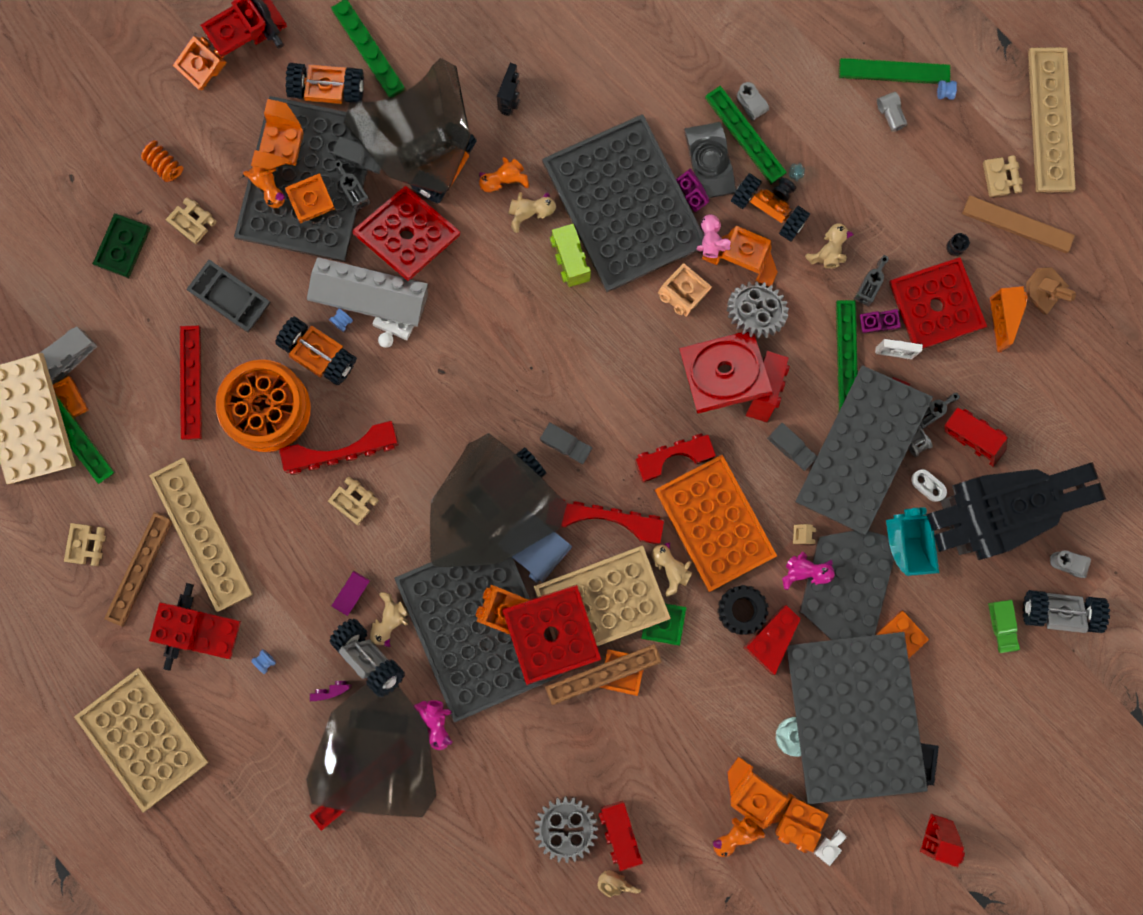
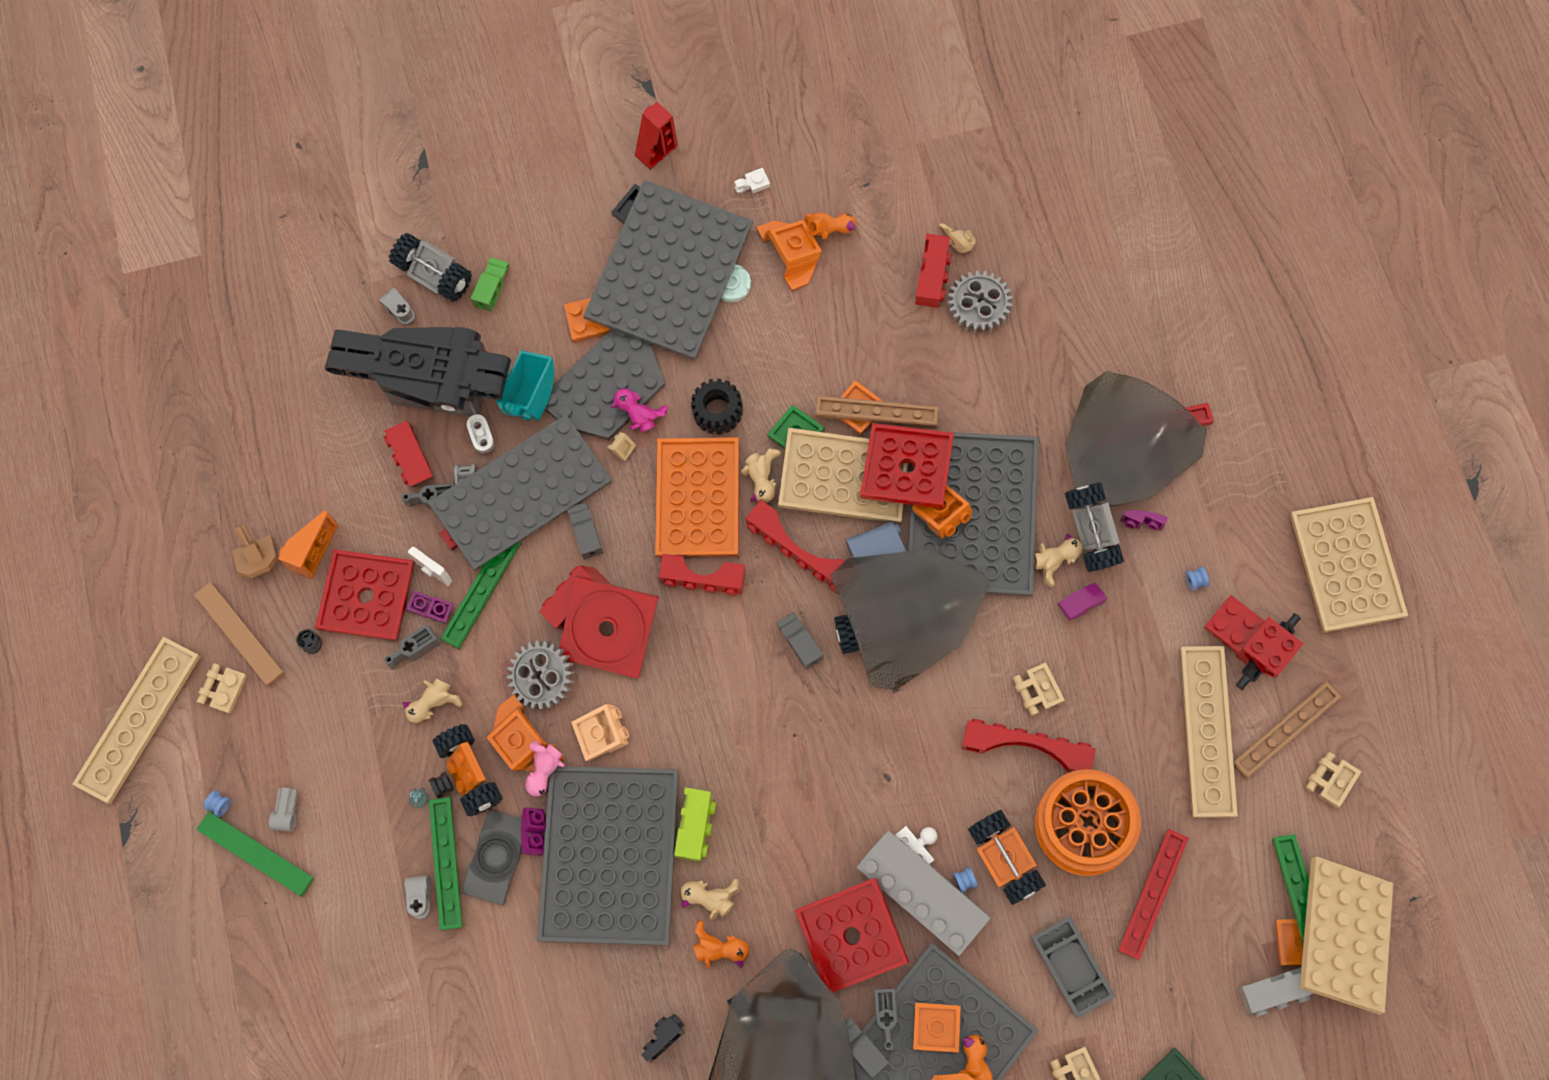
camera: 140 degrees left, 10 degrees down
(434, 717) = (1054, 449): dark pink animal -> none
(773, 639) = (705, 364): red wedge -> none
(801, 825) = (768, 209): orange plate -> none

